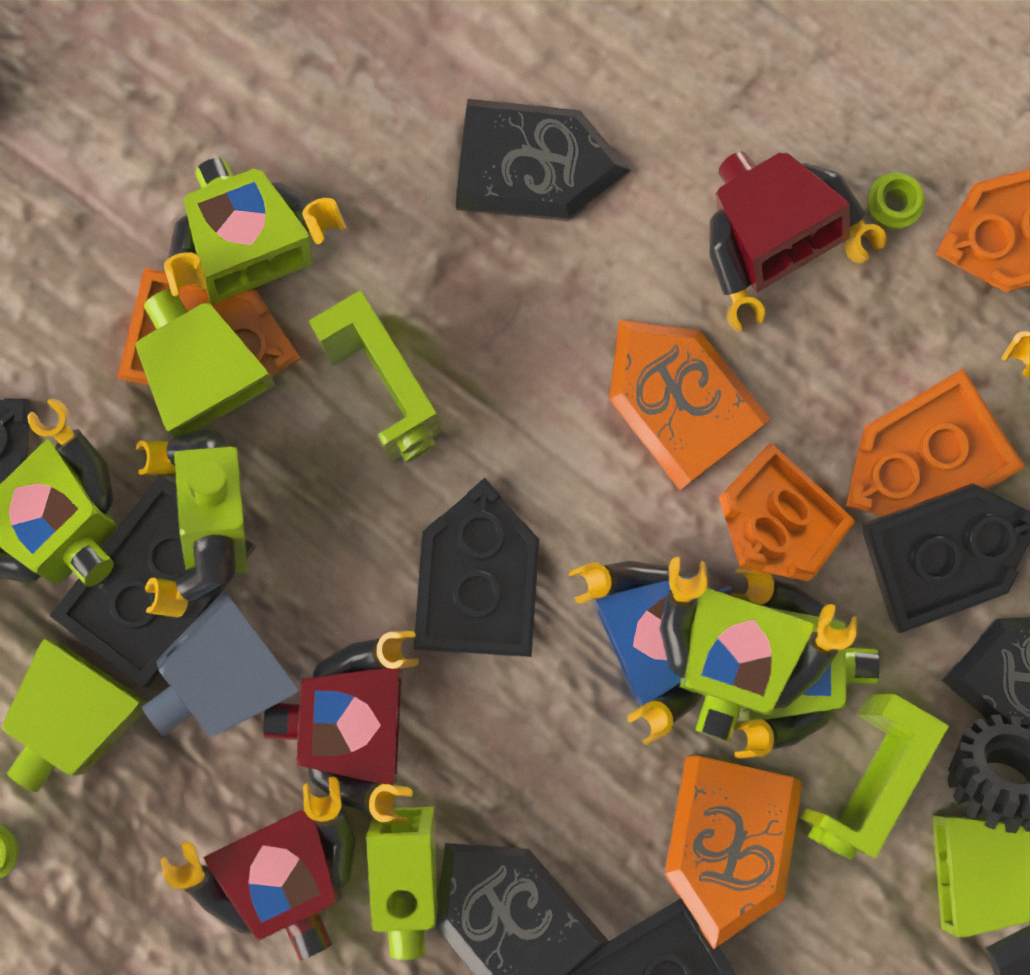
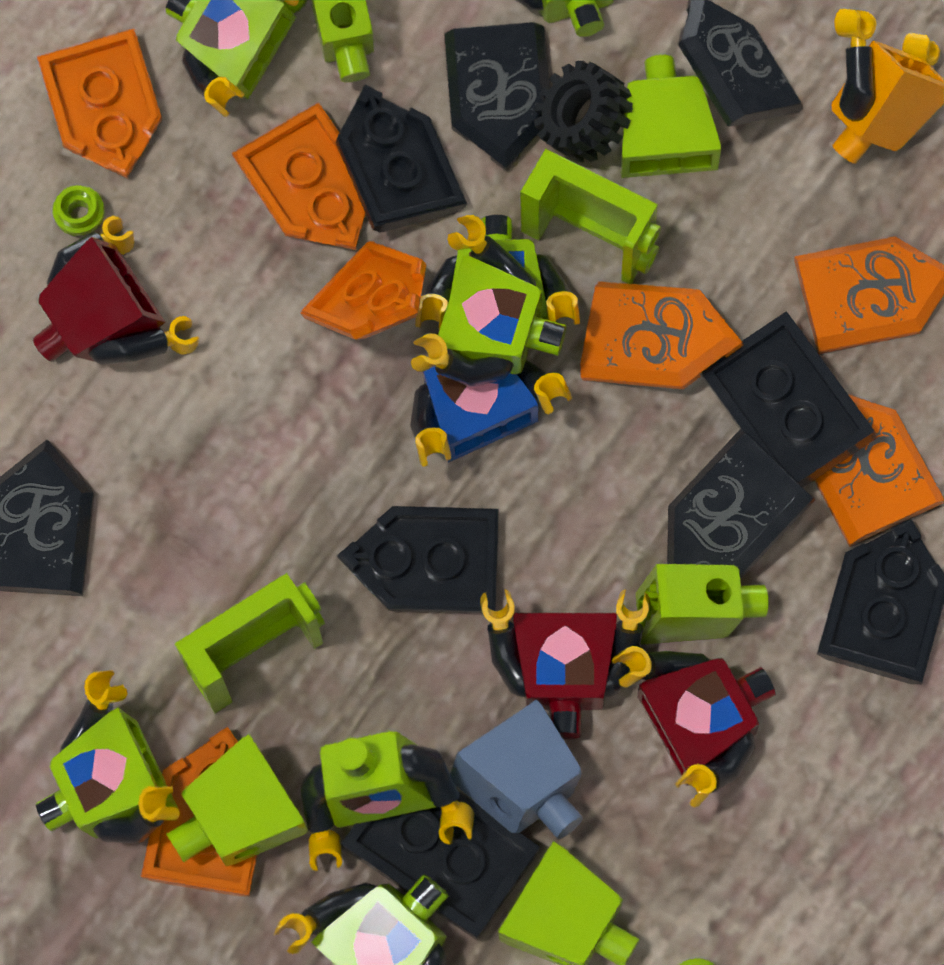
camera: 85 degrees left, 10 degrees down
(680, 398) = (260, 391): orange tile -> none

